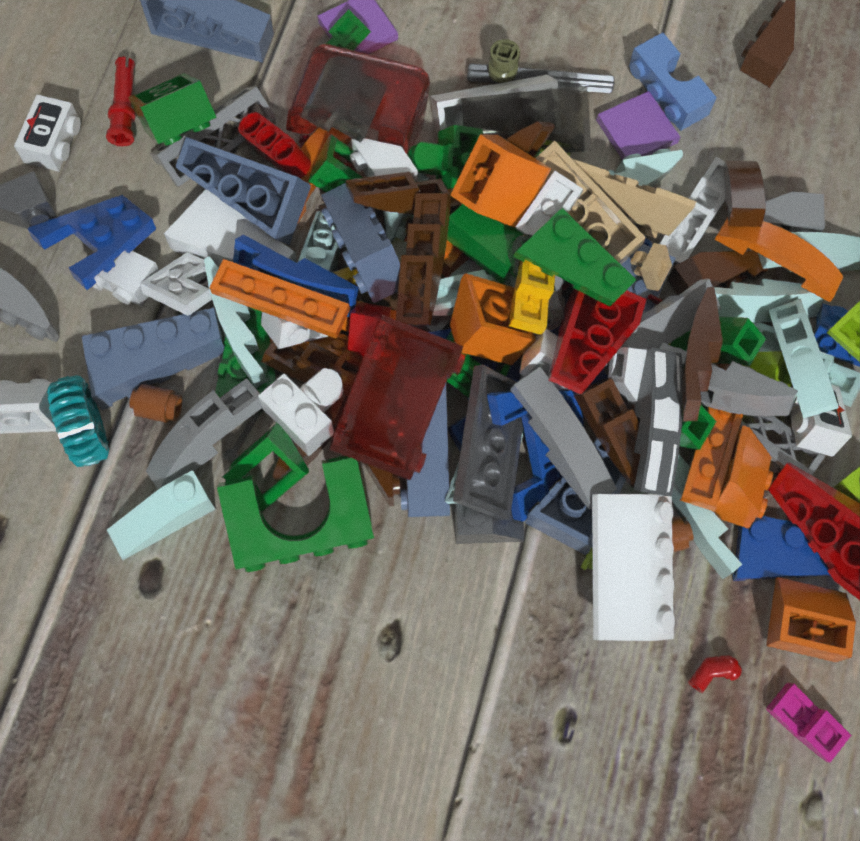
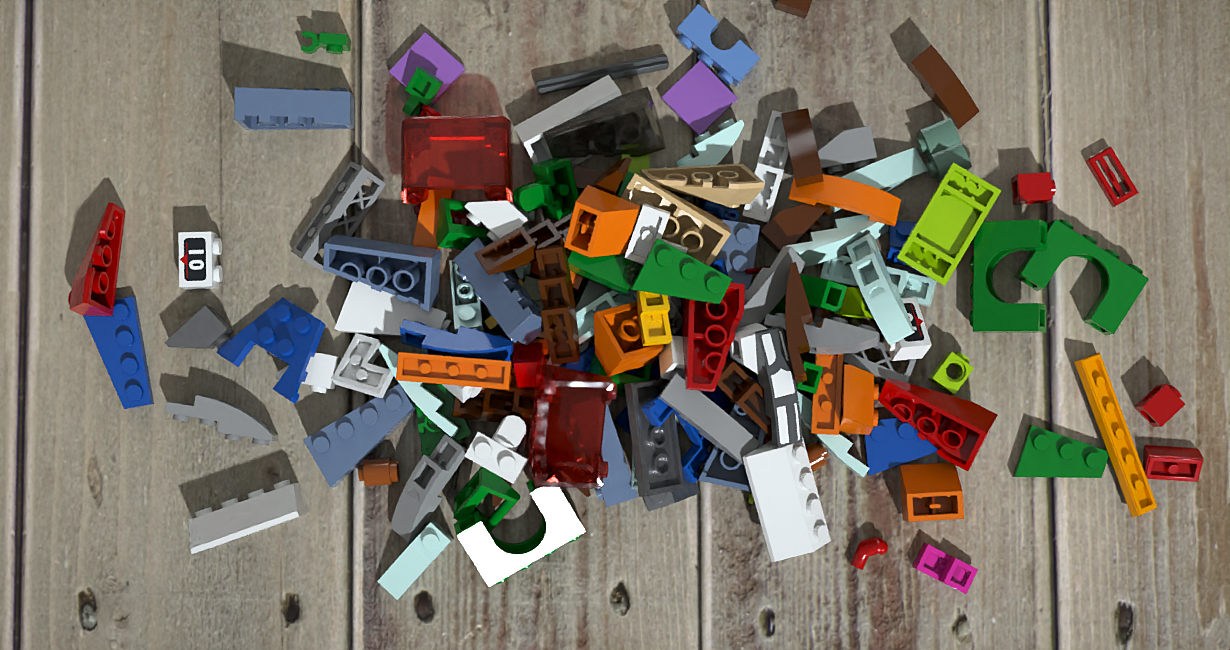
camera: 15 degrees left, 15 degrees up
(77, 421) = (326, 508): teal gear -> none
(121, 111) = (253, 220): red pin -> none
(173, 108) = (300, 216): green brick -> none
(274, 145) = (385, 212): red beam -> none
(344, 98) = (447, 176): clear smoke brick -> none
(503, 61) = (570, 81): olive wheel -> none
(652, 266) = (743, 248): tan tile -> none

